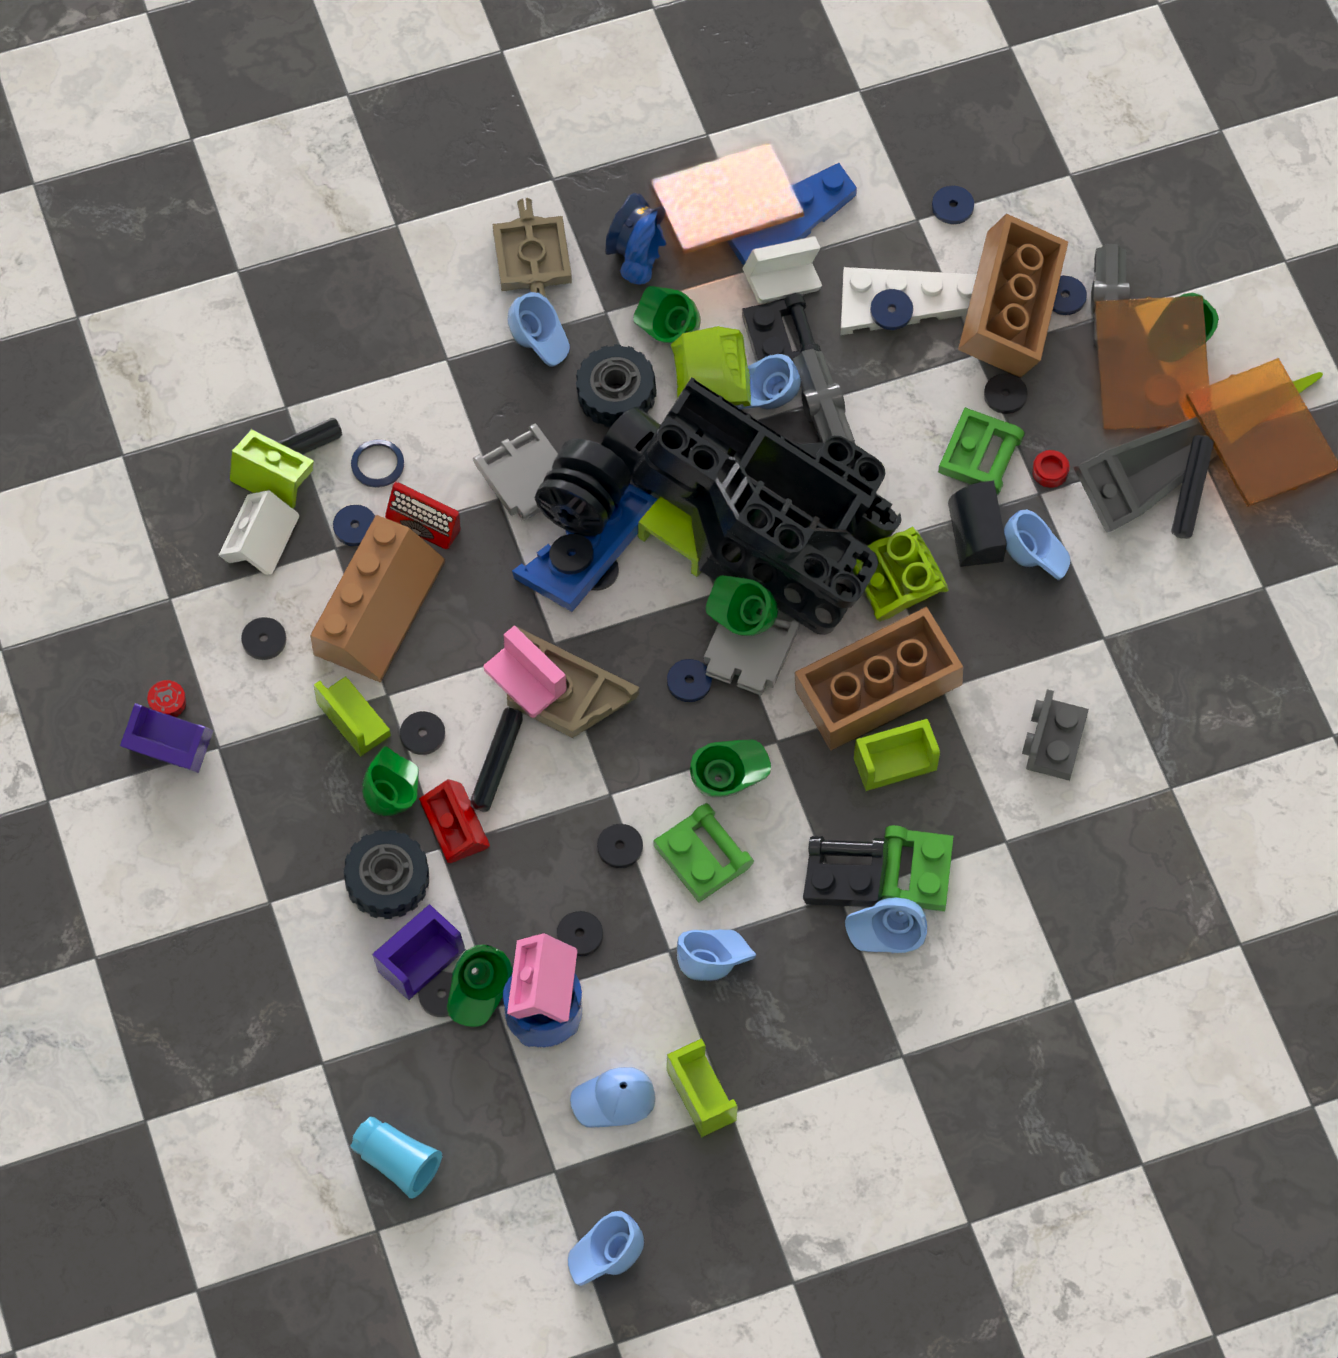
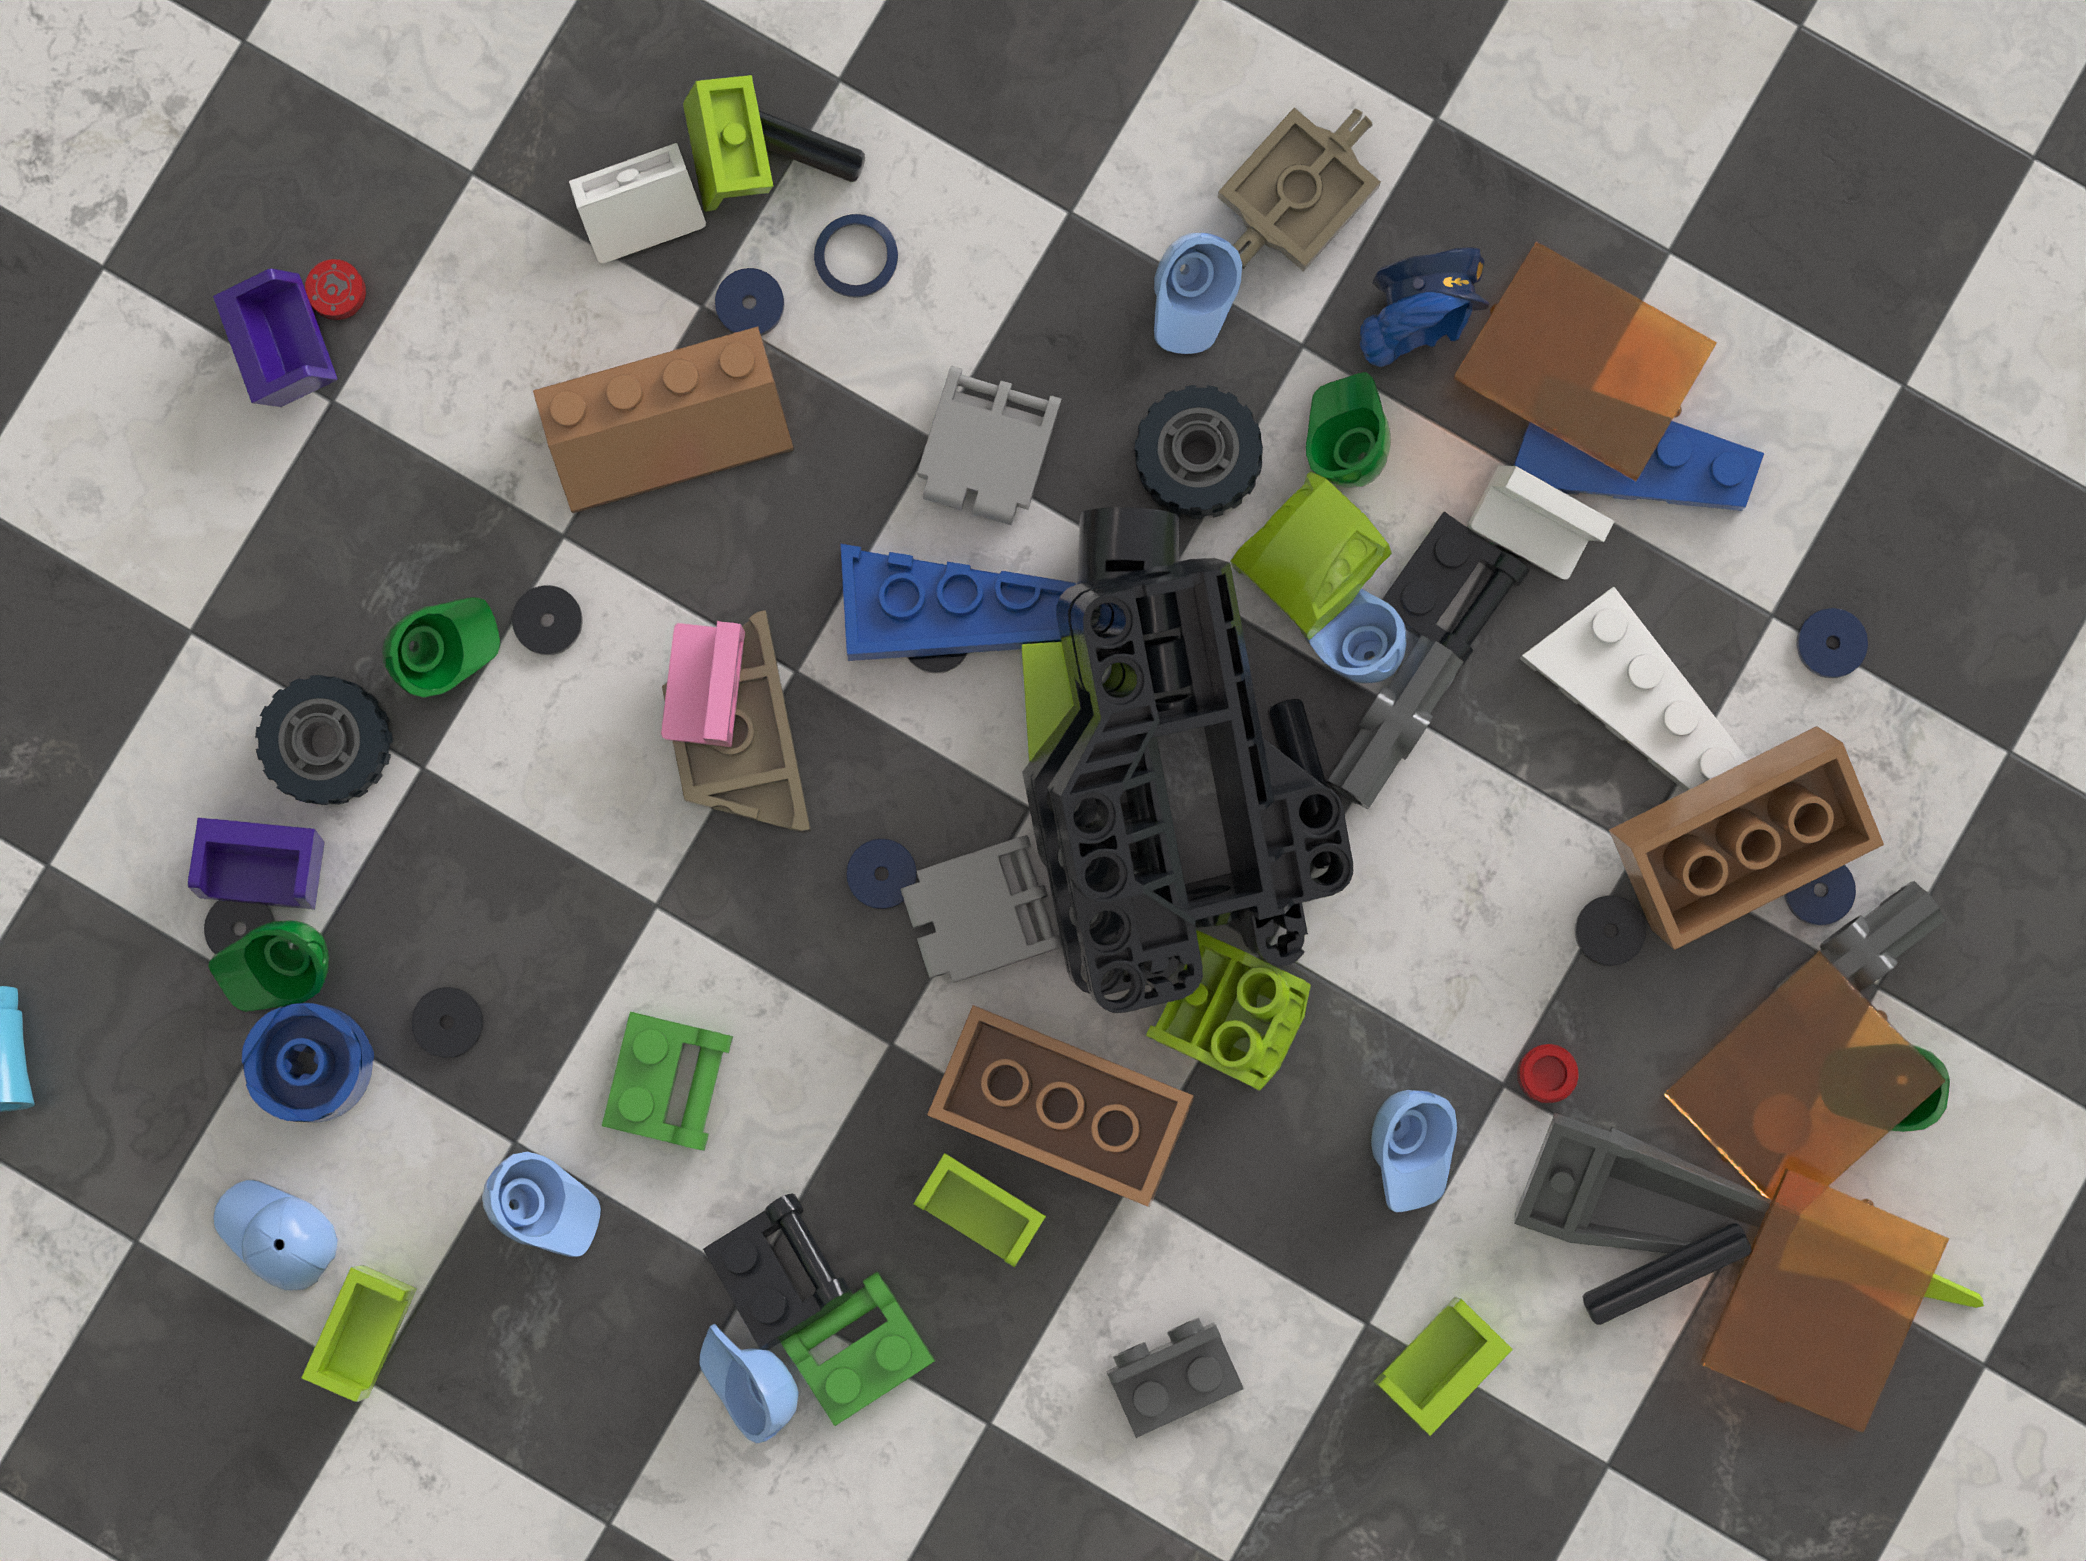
camera: 50 degrees right, 20 degrees up
(263, 649) = (522, 344): black wheel -> none
(351, 715) = (493, 520): lime panel -> none
(423, 515) = (821, 375): slope -> none
(454, 821) = (465, 757): red slope -> none
(496, 759) = (581, 738): black axle -> none
(542, 978) = (308, 1052): bright pink panel -> none
(571, 543) = (917, 616): black wheel -> none
(583, 487) = (999, 544): black wheel -> none
(606, 1249) = (59, 1386): light blue cap -> none
(620, 834) = (578, 969): black wheel -> none
(735, 762) = (810, 1040): green cap -> none
(738, 605) = (1006, 869): green cap -> none
(887, 319) = (1614, 683): dark blue wheel -> none
(970, 445) = (1487, 952): bright green plate -> none
(977, 524) = (1384, 1050): black brick -> none
(1153, 613) = (1443, 1365): none -> lime panel

